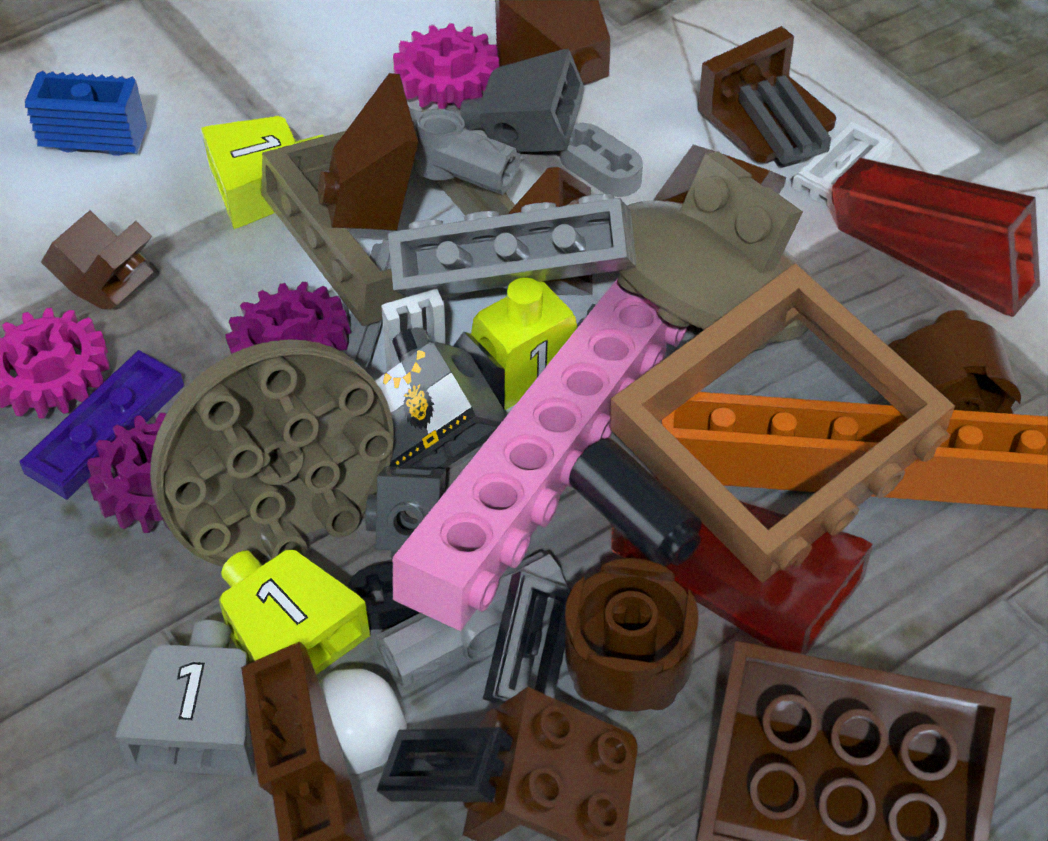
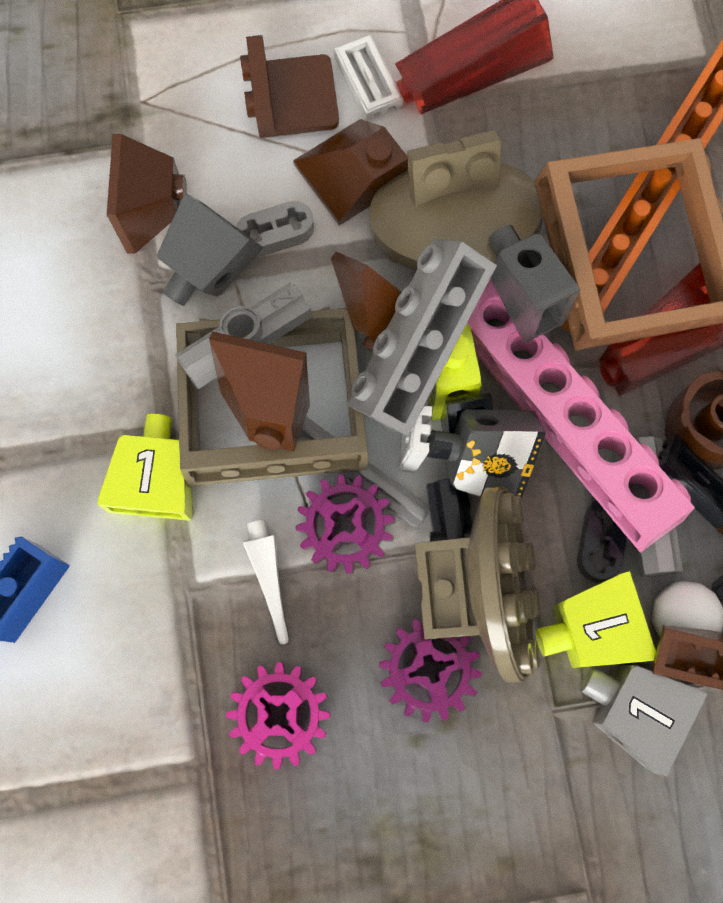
camera: 65 degrees left, 25 degrees up
(98, 262) = (195, 637): reddish brown brick -> none
(132, 390) = (351, 691): dark purple tile -> none
(215, 292) = (263, 557): none -> white piece
(400, 491) = (558, 508): dark grey brick -> none
(445, 65) = (115, 293): dark pink gear -> none
(636, 503) = (649, 365): black brick -> none
(639, 319) = (531, 283): none -> dark grey torso
(792, 117) = (318, 82): dark grey tile -> none
(962, 362) = (623, 118): reddish brown brick -> none

